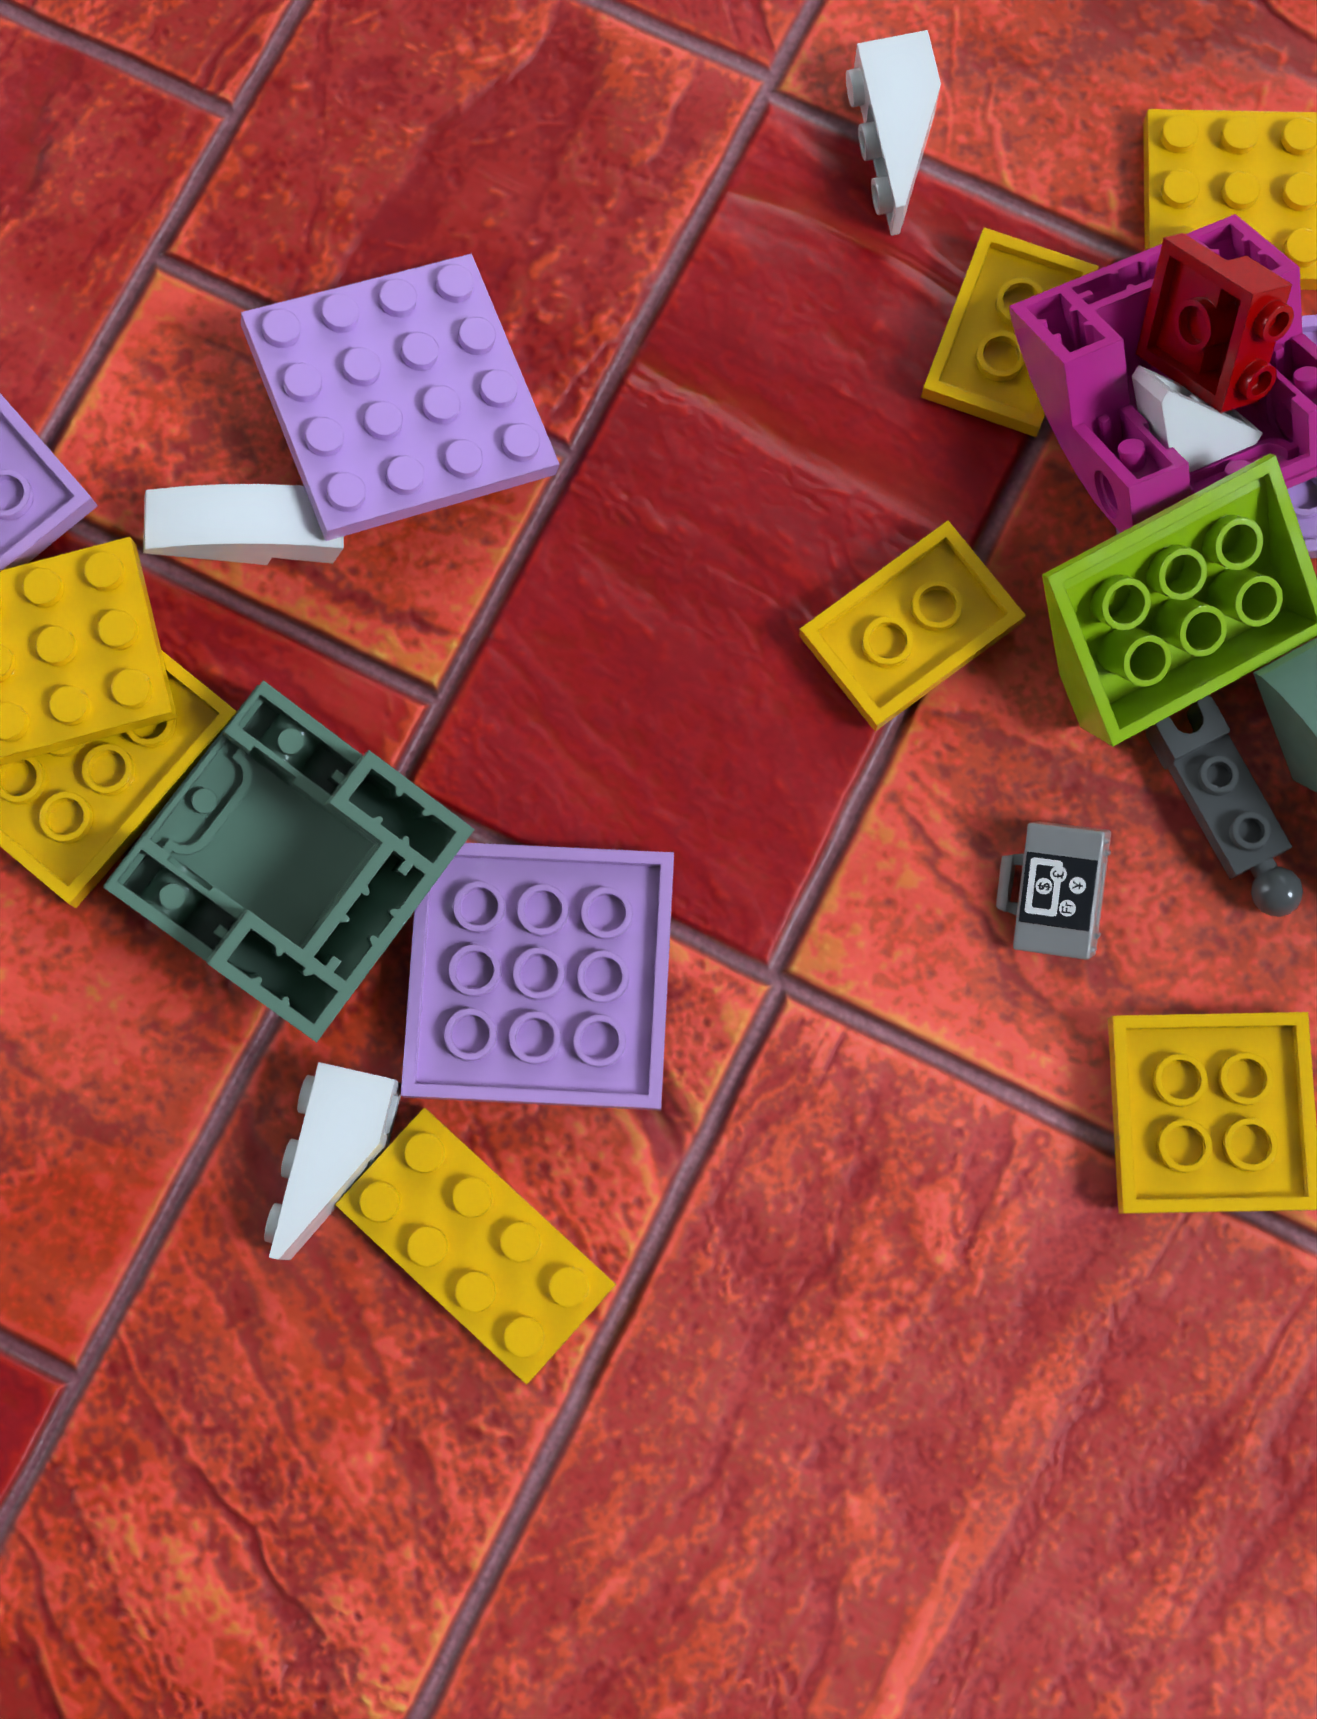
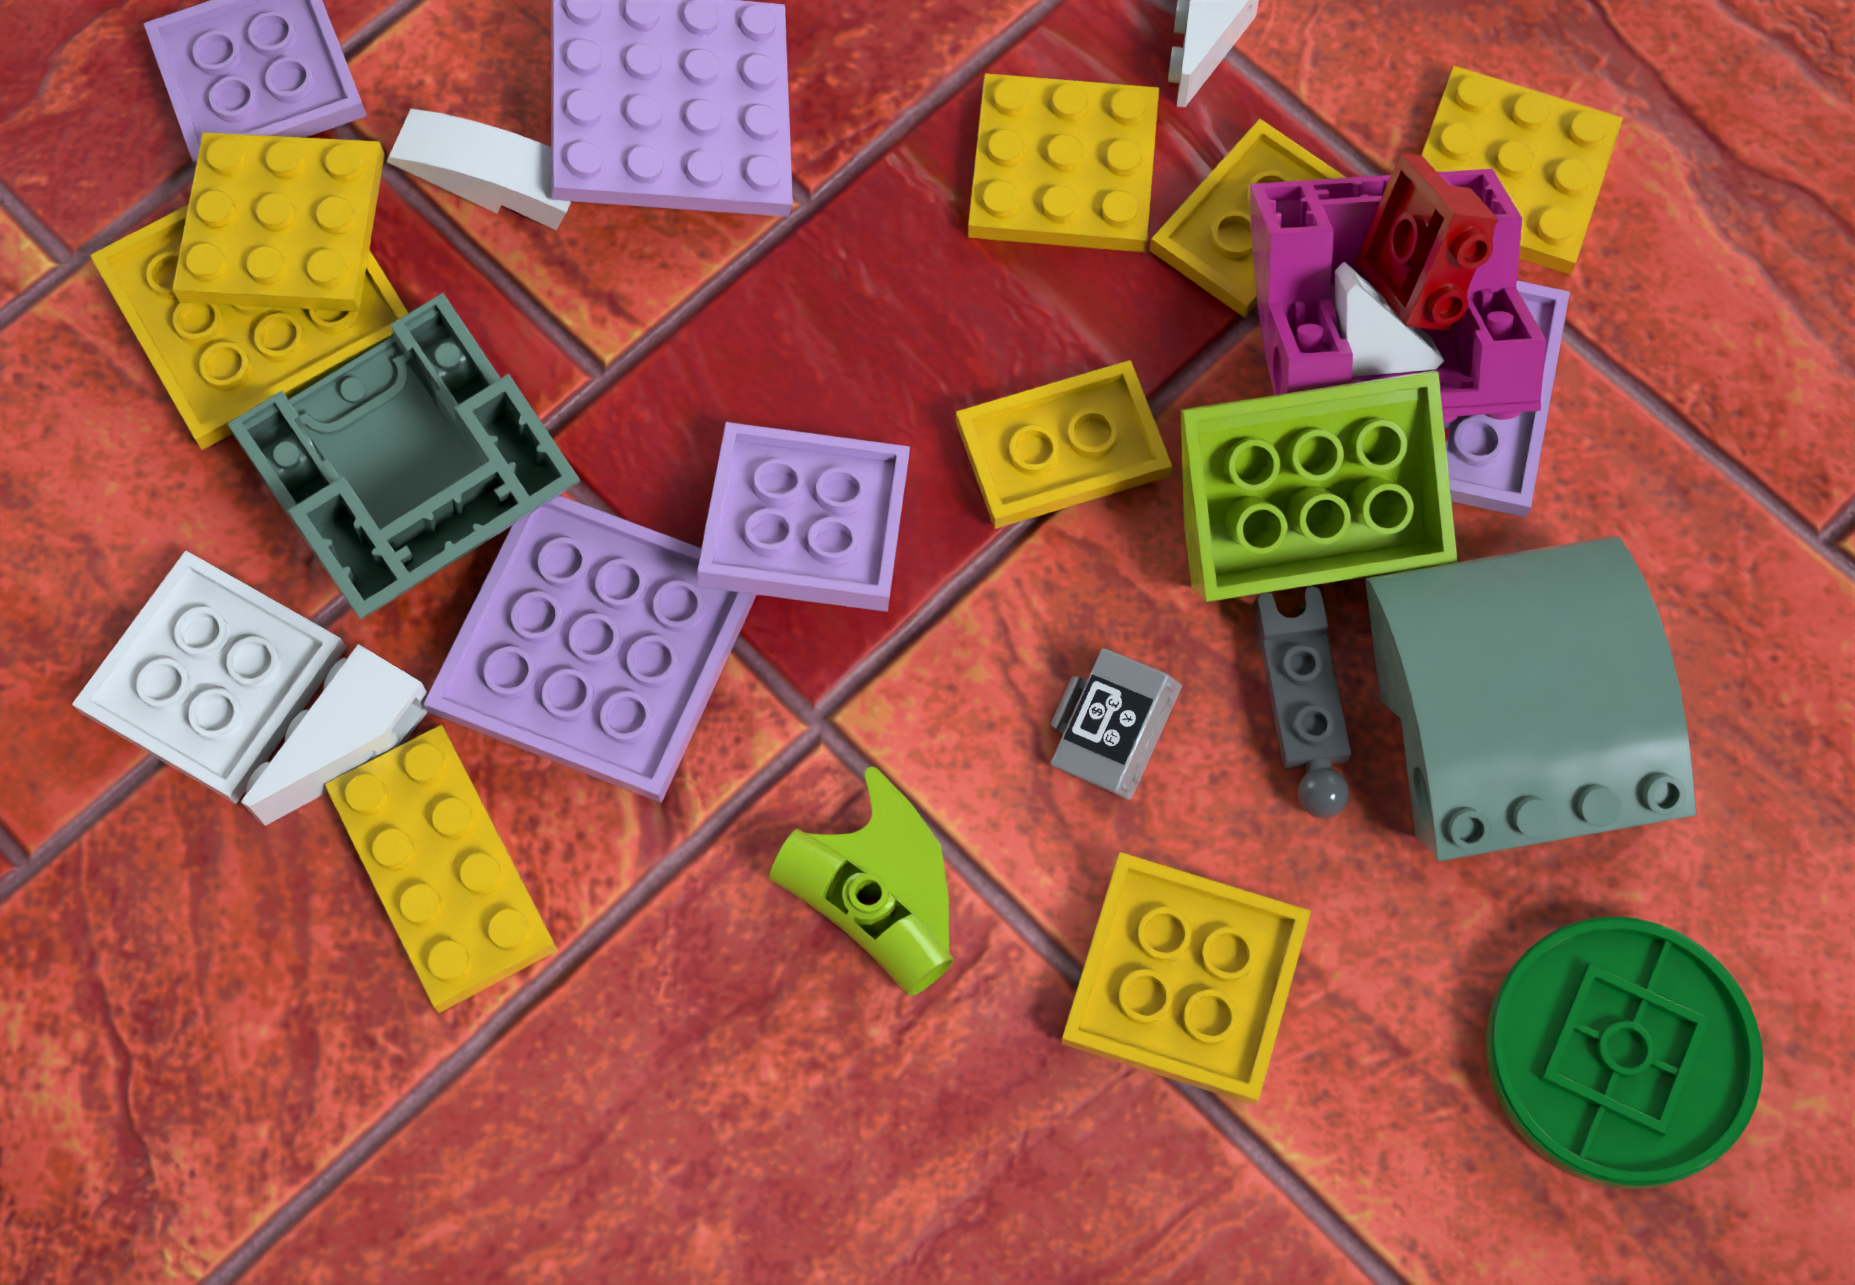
camera: 15 degrees right, 10 degrees down
(180, 1136) = (209, 676): none -> white plate
(697, 785) = (804, 517): none -> lavender plate
(806, 331) = (1064, 163): none -> yellow plate
(907, 1095) = (886, 860): none -> lime pin

